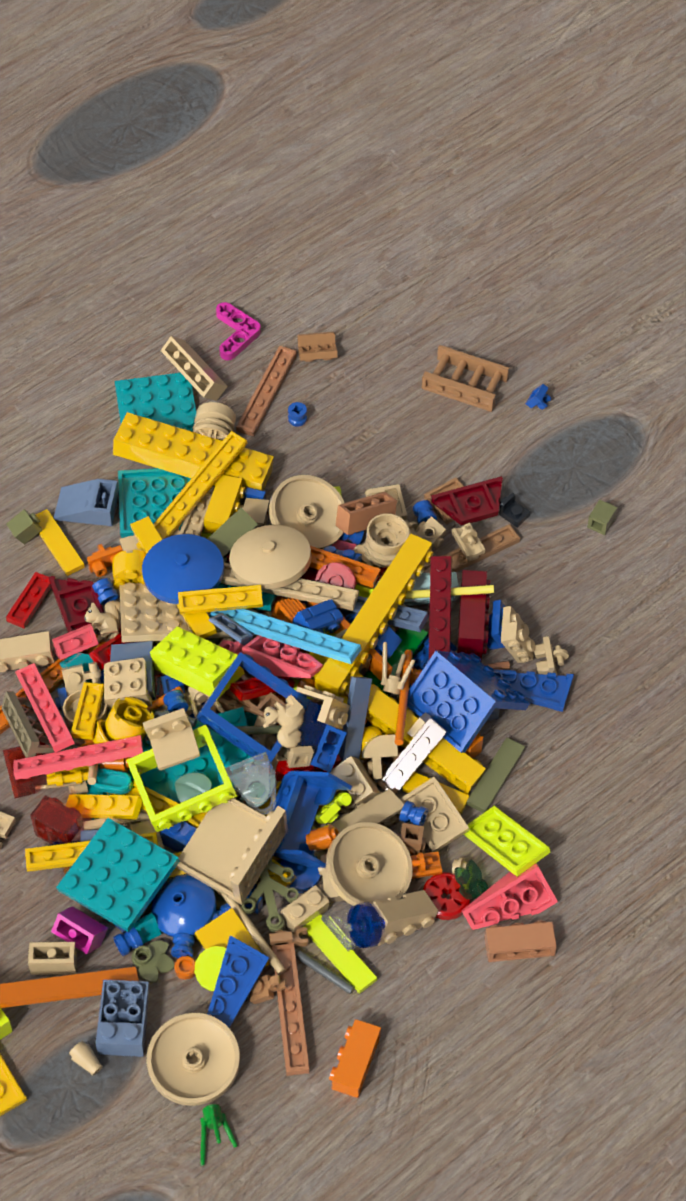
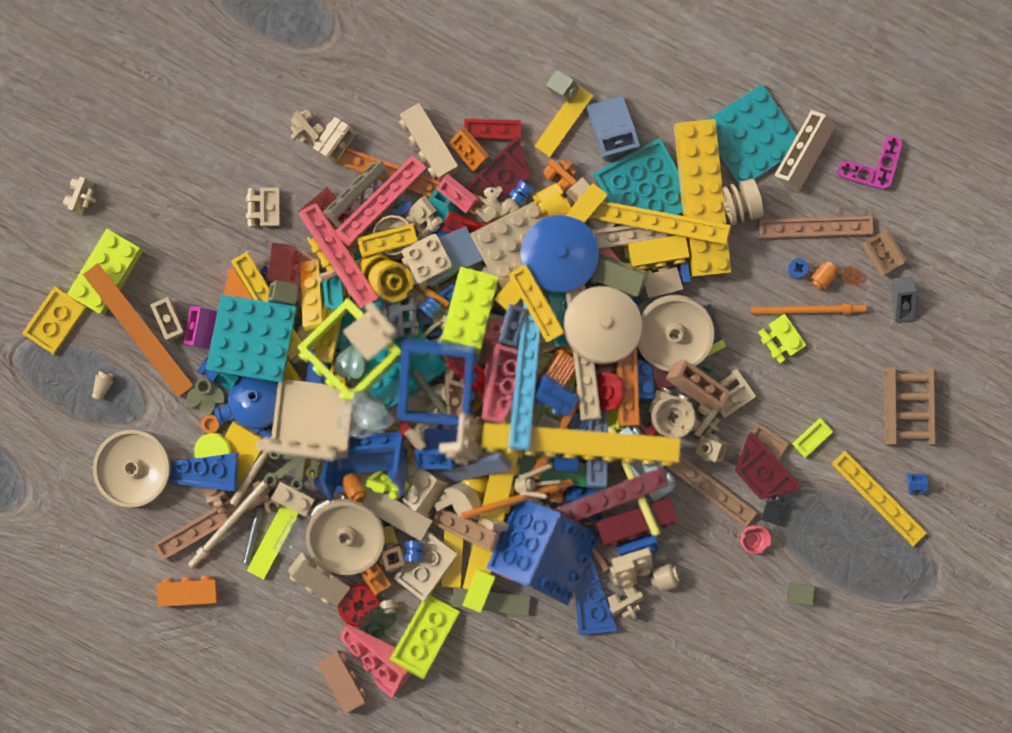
camera: 65 degrees right, 30 degrees up
(38, 620) = (468, 149): none -> orange bracket
(48, 881) = (235, 286): none -> orange slope
(86, 826) = (283, 293): none -> olive brick
(122, 1018) = (143, 397): sand blue slope -> none
(213, 1119) = (95, 503): green plant -> none
(289, 717) = (436, 419): tan animal -> none
(314, 396) = (824, 275): none -> orange brick
(319, 1026) = (204, 550): none -> tan bar
(324, 380) = (845, 274): none -> clear orange plate
(352, 395) = (845, 309): none -> orange bar
(355, 445) = (786, 335): none -> neon yellow plate
(365, 925) = (289, 556): clear blue plate -> none
(366, 348) = (904, 299): none -> dark grey slope
(423, 511) = (734, 432): blue wheel -> none
(459, 460) = (812, 438): none -> neon yellow tile
(468, 542) = (714, 486): tan hips -> none
(480, 770) = (478, 590): none -> neon yellow tile
(534, 531) = (755, 539): none -> coral hair
(538, 616) = (665, 577): none -> tan head
(539, 431) = (879, 499): none -> yellow tile

